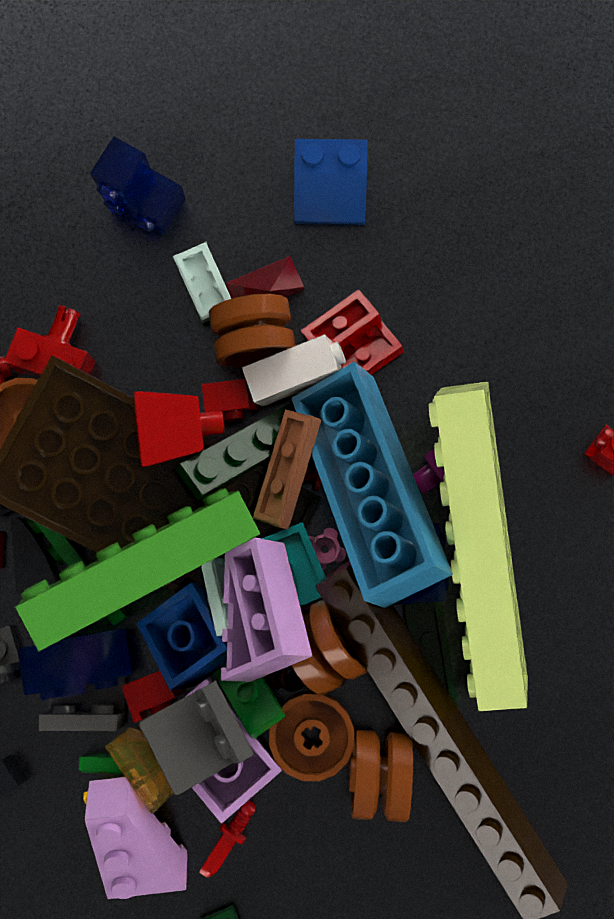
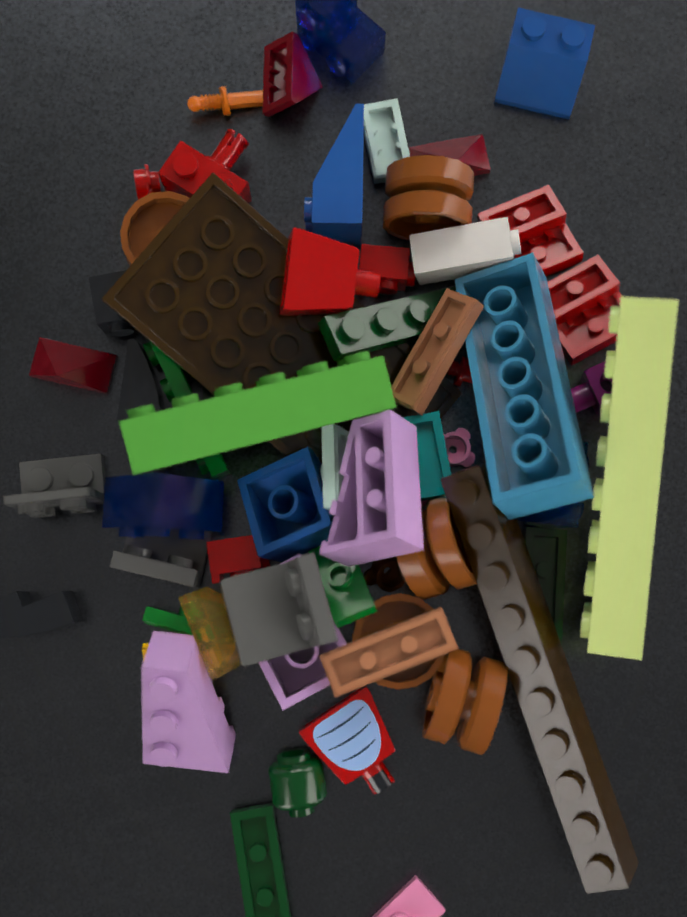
camera: 10 degrees right, 0 degrees up
(57, 275) = (226, 101): none -> orange piece
(102, 242) = (287, 74): none -> dark red slope
(169, 344) = (338, 187): none -> blue slope
(231, 834) = (287, 728): red piece -> none
(250, 882) = (297, 782): none -> dark green head
(291, 833) = (352, 740): none -> torso
(303, 750) = (388, 651): none -> nougat tile
(408, 390) = (583, 307): none -> red slope

